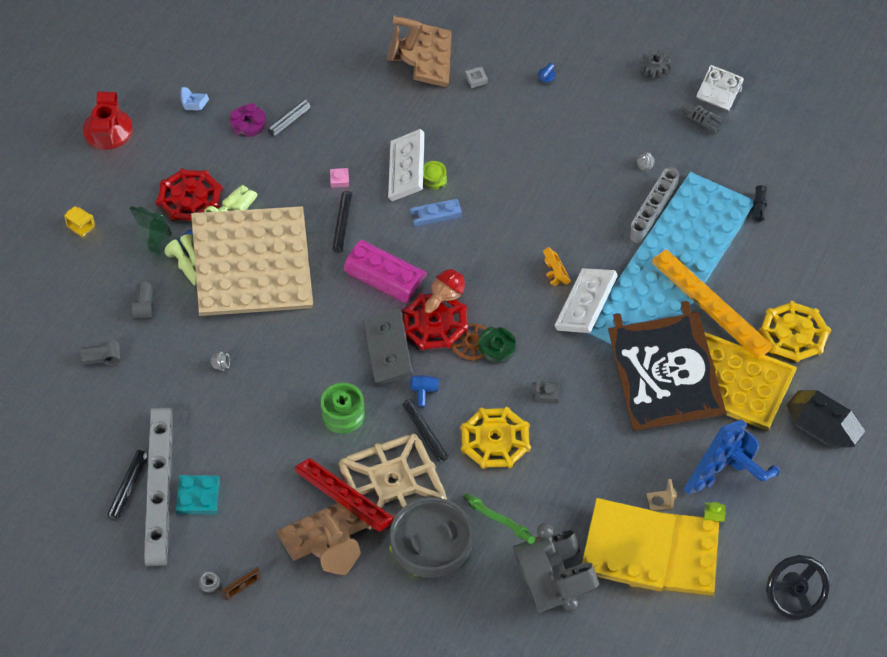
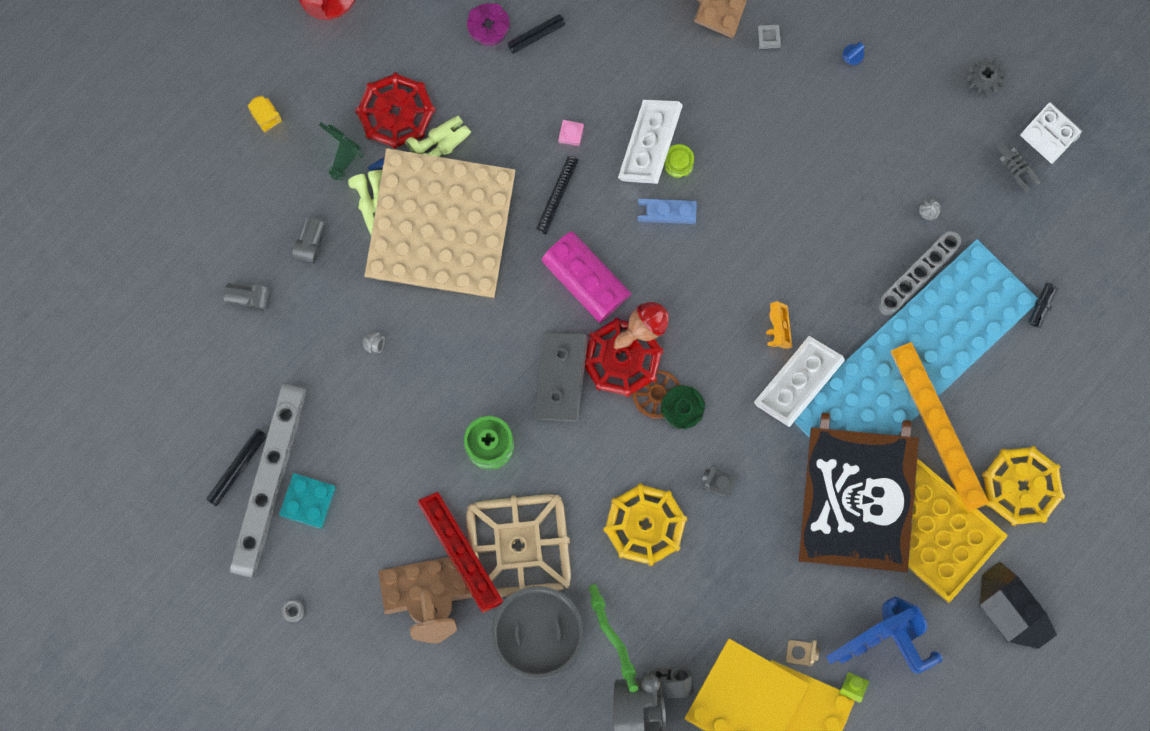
camera: 20 degrees right, 20 degrees up
(240, 583) = (323, 620): reddish brown slope -> none
(421, 430) = (569, 493): black piece -> none
(422, 385) = (585, 436): blue piece -> none

